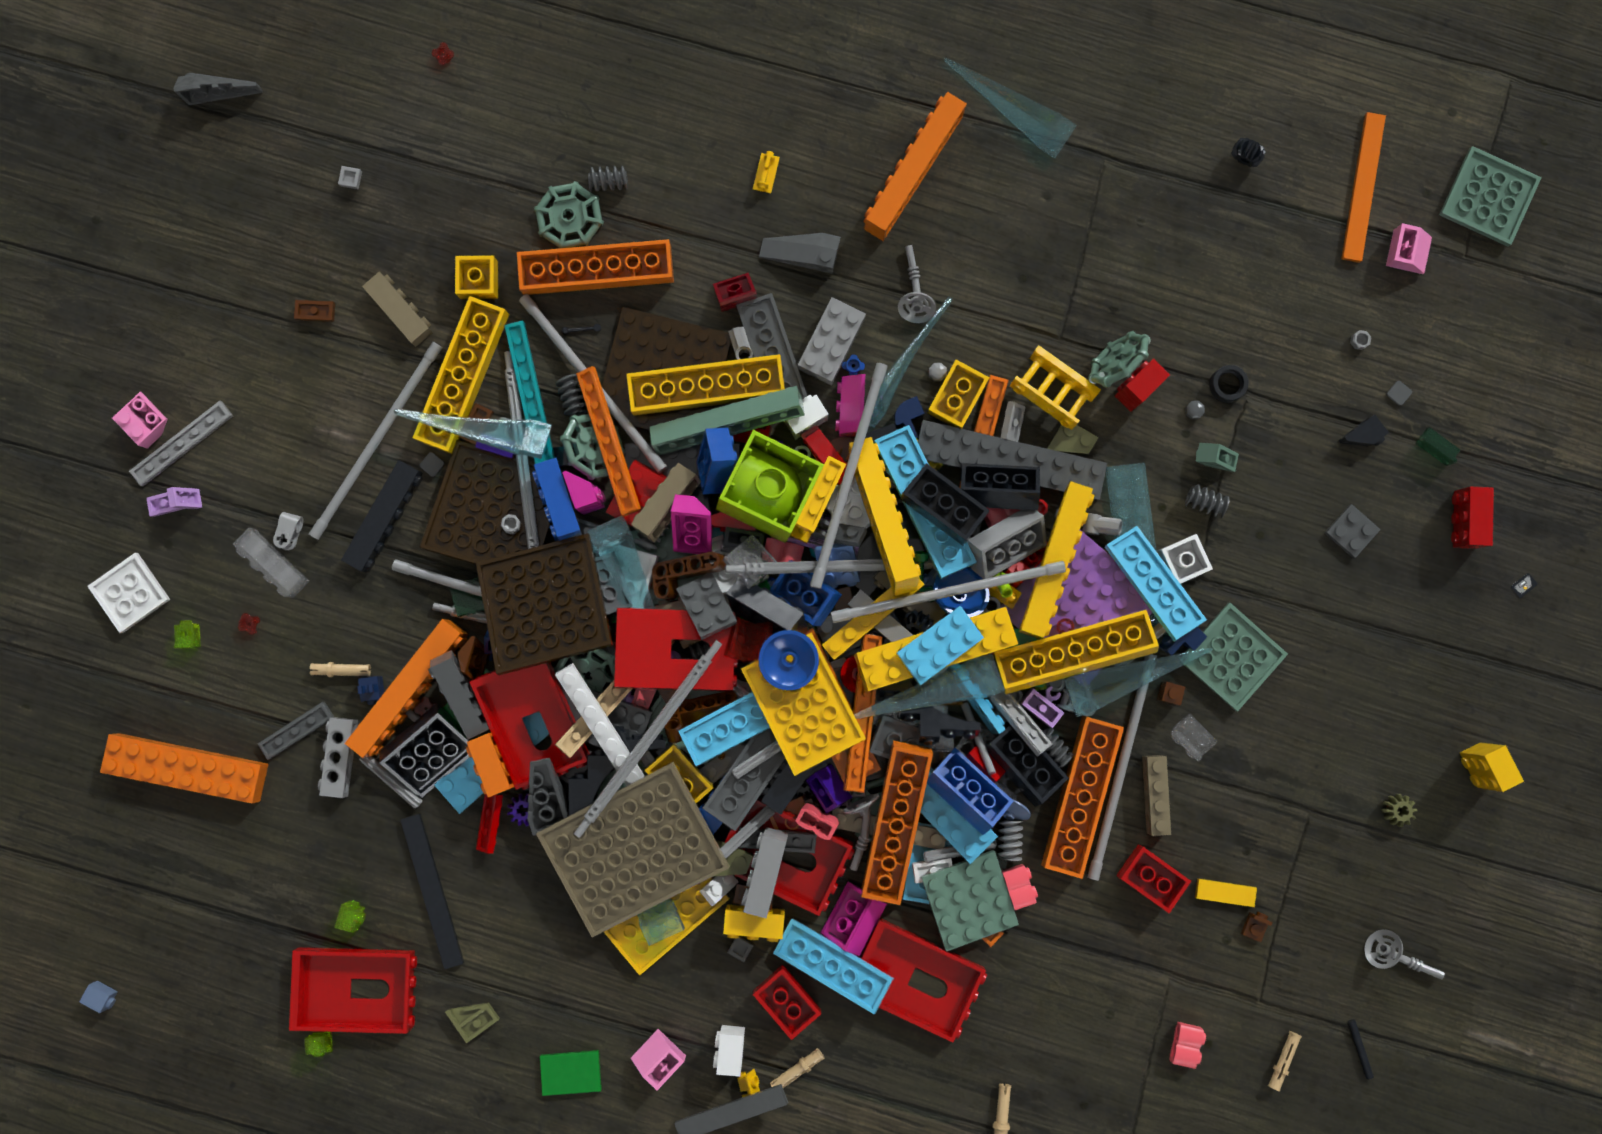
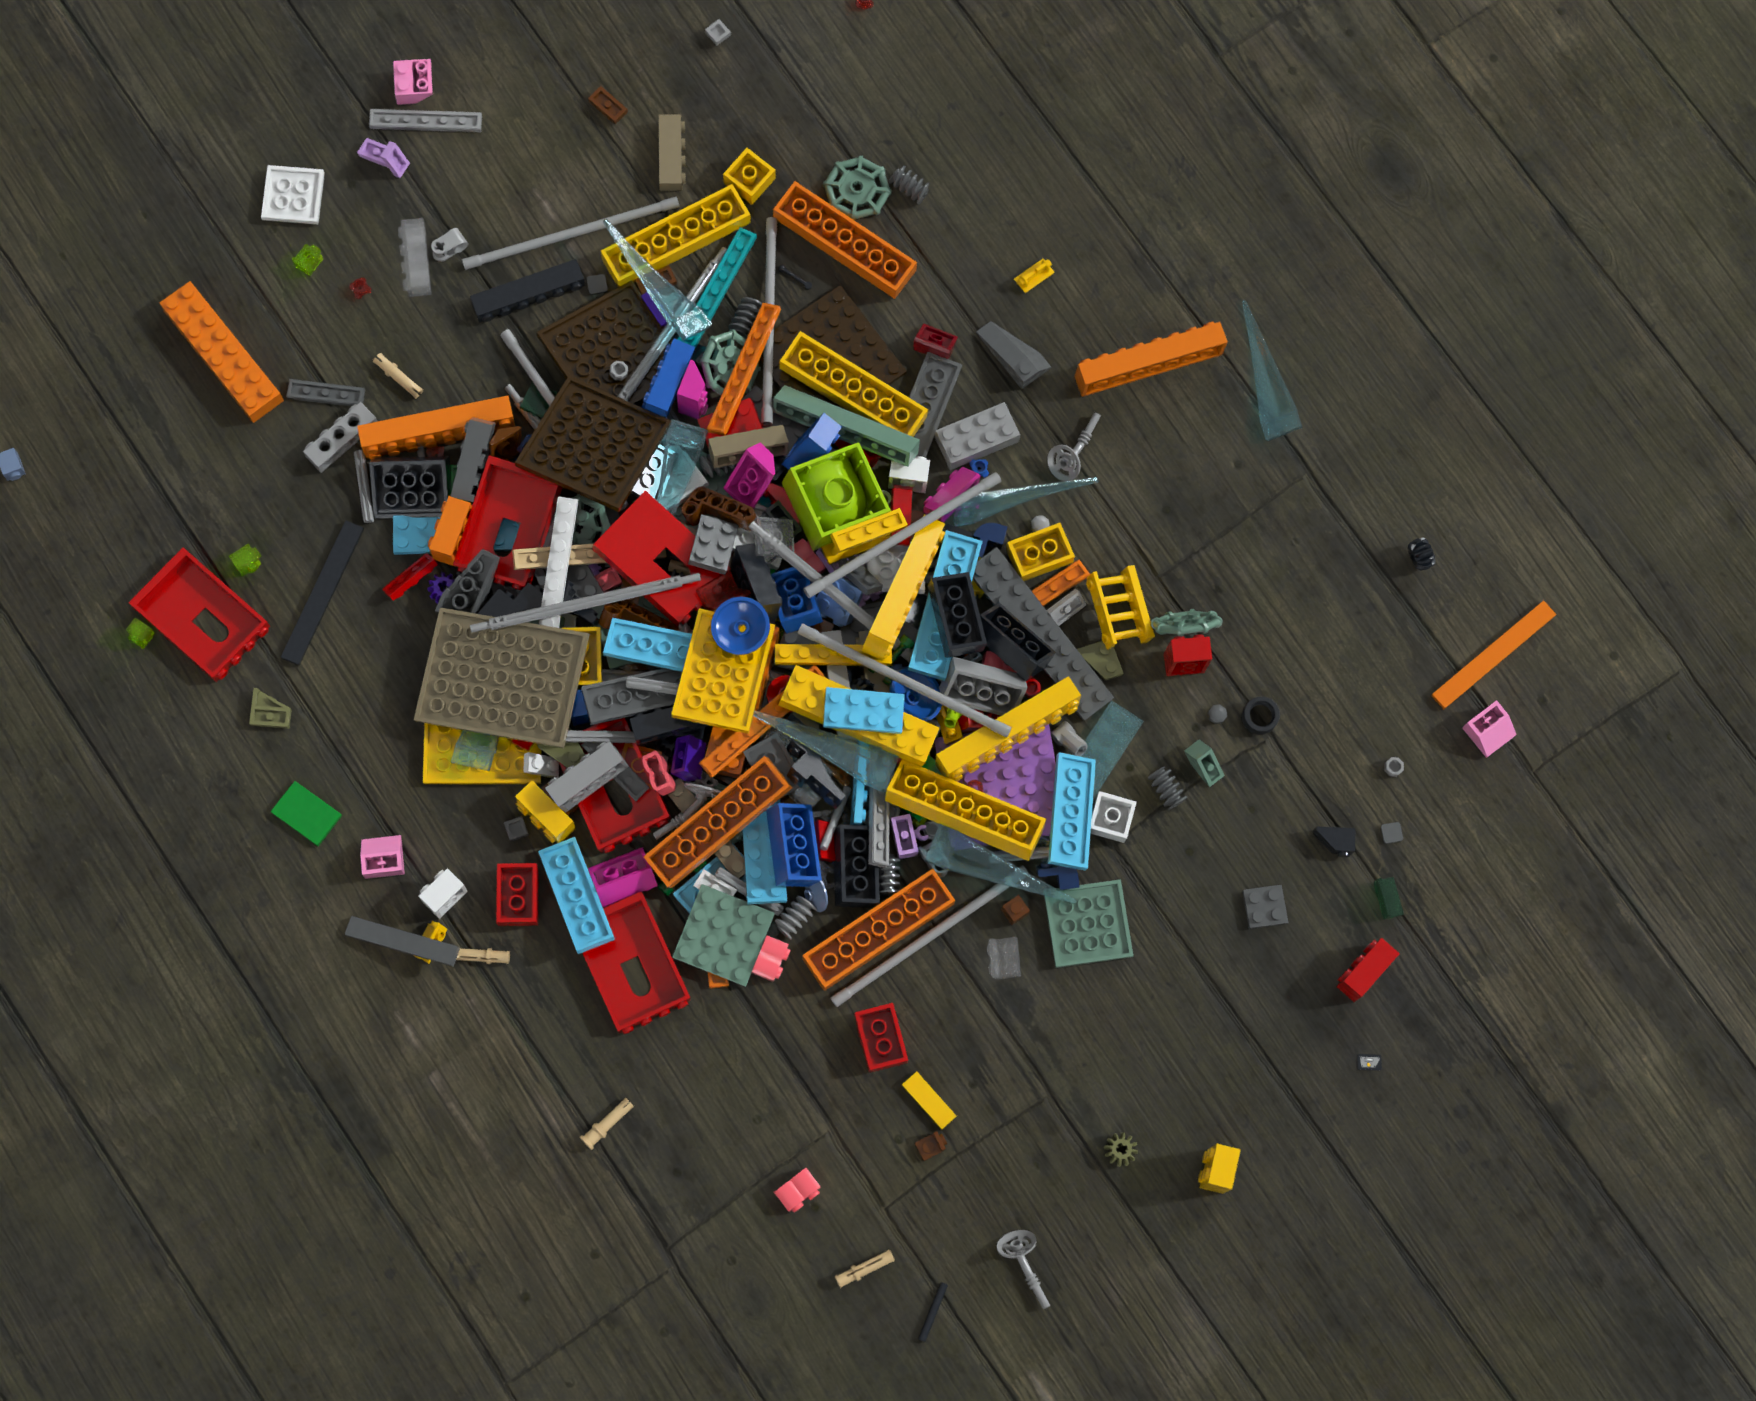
camera: 30 degrees right, 10 degrees down
(370, 689) = (408, 405): dark blue brick -> none
(740, 342) = (907, 380): light grey piece -> none
(1156, 795) = (937, 977): dark tan brick -> none
(1490, 196) = (1589, 741): sand green plate -> none

